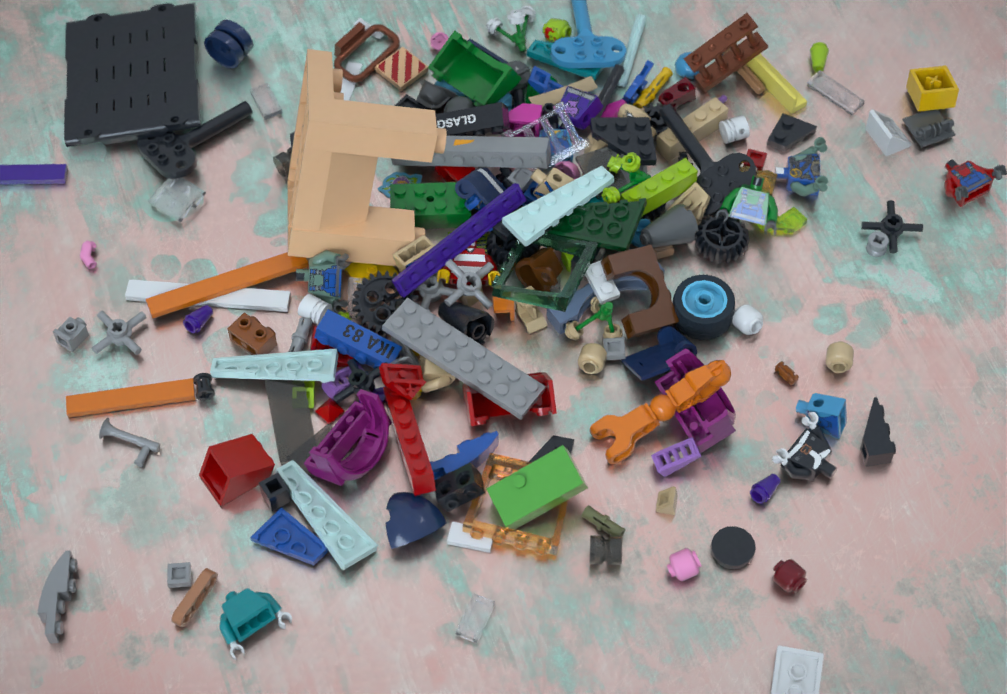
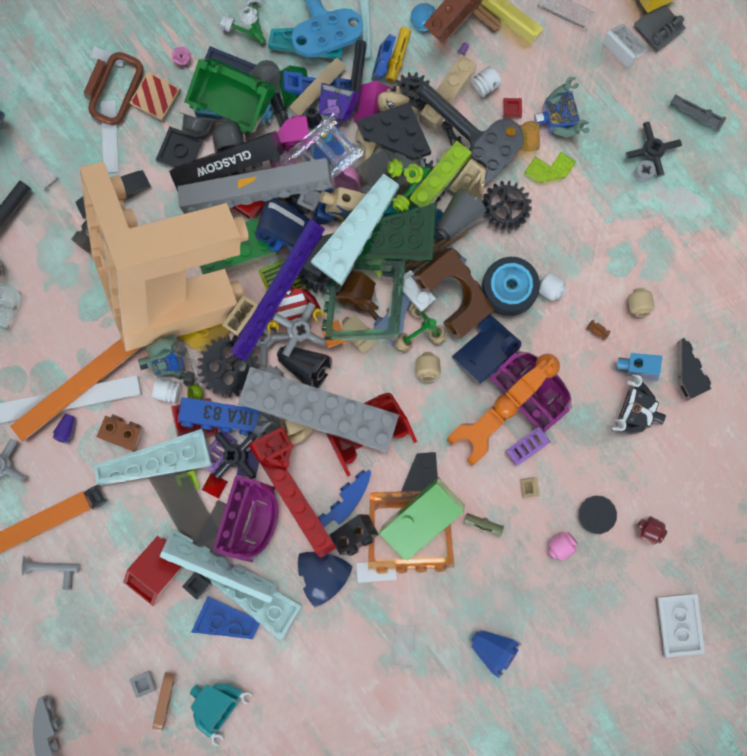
camera: 20 degrees left, 25 degrees up
(275, 451) = (183, 552): none -> light aqua wing
(300, 337) = (163, 421): light grey pin -> none
(556, 29) = (289, 12): lime head -> none
(577, 646) = (495, 650): none -> blue cone
(605, 550) = (494, 553): clear smoke wheel -> none
(615, 348) = (444, 350): light grey plate -> none
(678, 94) = (423, 56): dark red leg -> none
(751, 205) = (526, 168): torso -> none
(764, 488) = (609, 452): dark purple cone -> none
(789, 132) = (535, 67): black wing -> none
(955, 212) = (706, 116): none -> dark grey pin
(969, 180) = (710, 79): torso -> none

